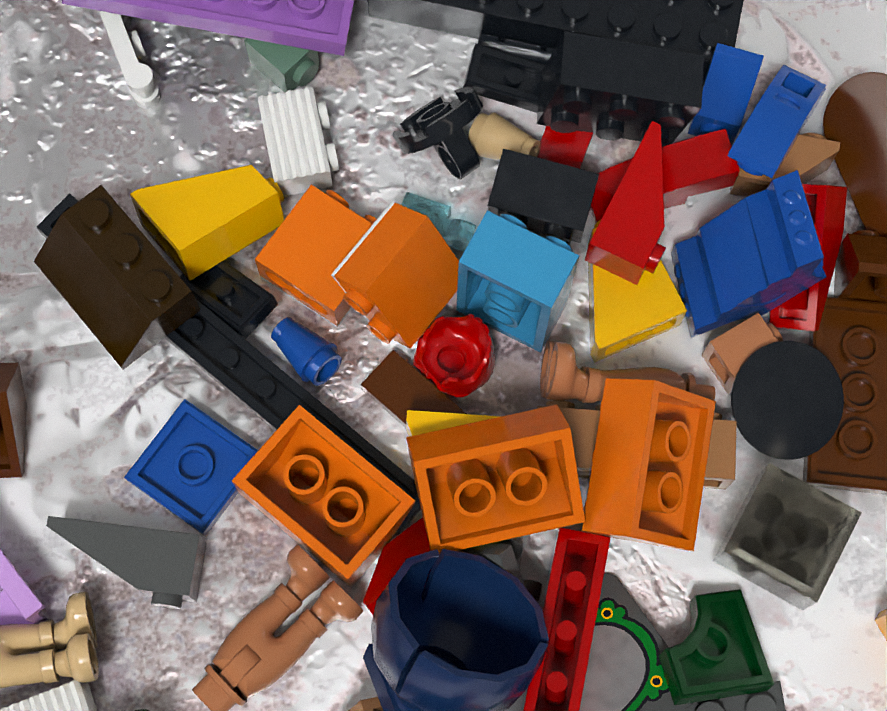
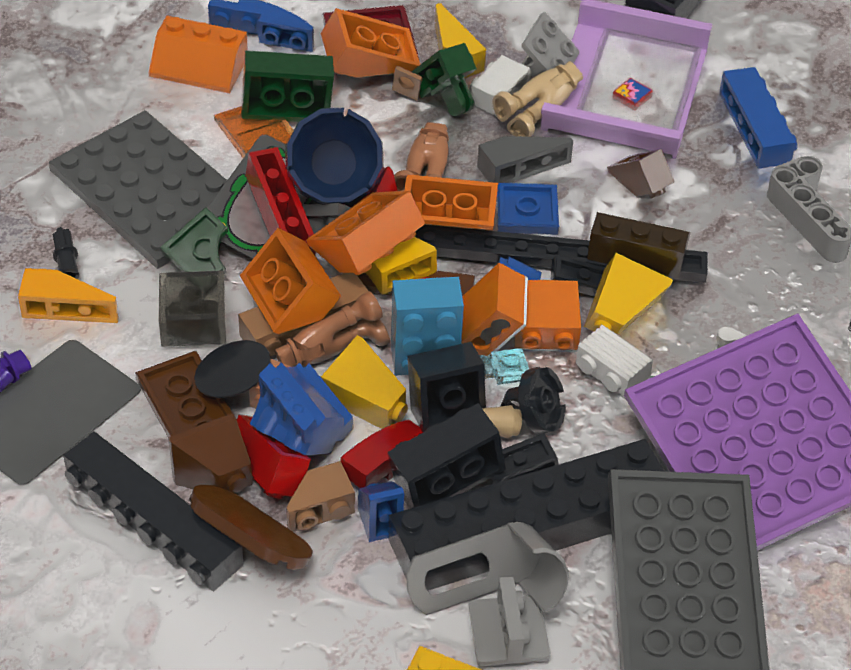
camera: 145 degrees right, 25 degrees down
(635, 216) = (384, 391): red slope -> none
(776, 122) = (336, 492): blue slope -> none

